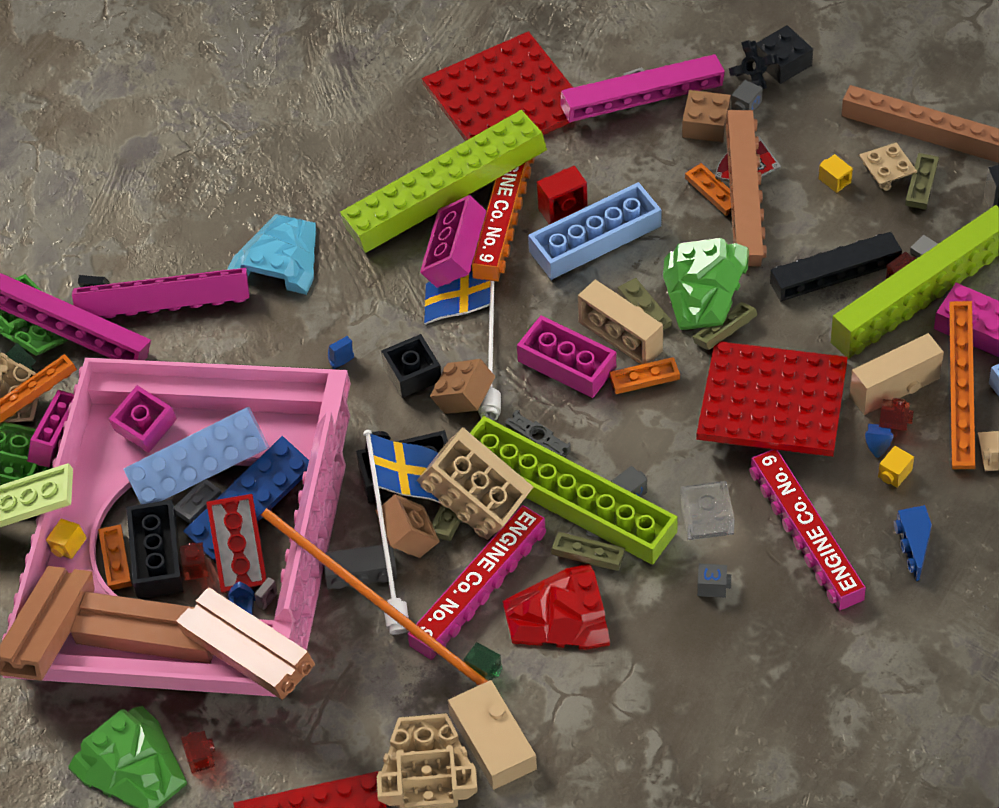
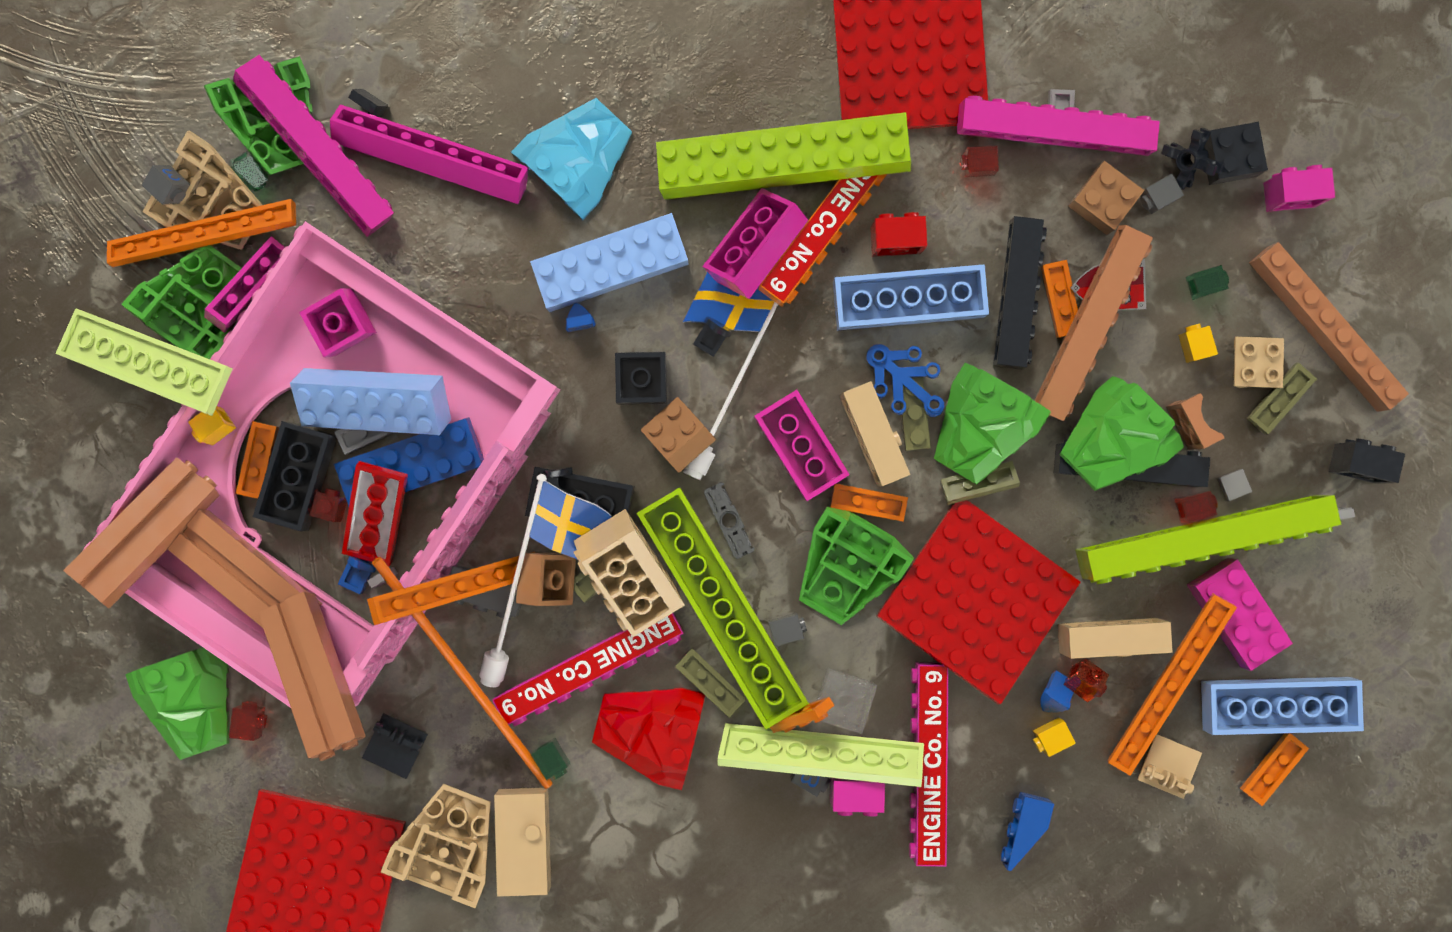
camera: 20 degrees right, 35 degrees up
(328, 531) = (442, 591): none -> orange plate
(339, 717) = (394, 745): none -> black hinge
(344, 305) = (609, 262): none -> light blue brick
(453, 319) = (712, 336): none -> black tile
(597, 131) = (980, 161): none -> clear red brick
(653, 420) = (849, 564): none -> bright green wedge
(655, 287) = (901, 377): none -> blue plant
(676, 526) = (813, 711): none -> orange plate
(677, 194) = (1019, 292): none -> black brick
(716, 546) = (822, 755): none -> yellowish green plate
(757, 566) = (856, 796): none -> dark pink brick
(812, 241) = (1120, 435): none -> bright green wedge
(816, 135) = (1207, 282): none -> clear green brick
(844, 52) = (1299, 189): none -> dark pink brick
(861, 215) = (1191, 424): none -> nougat piece

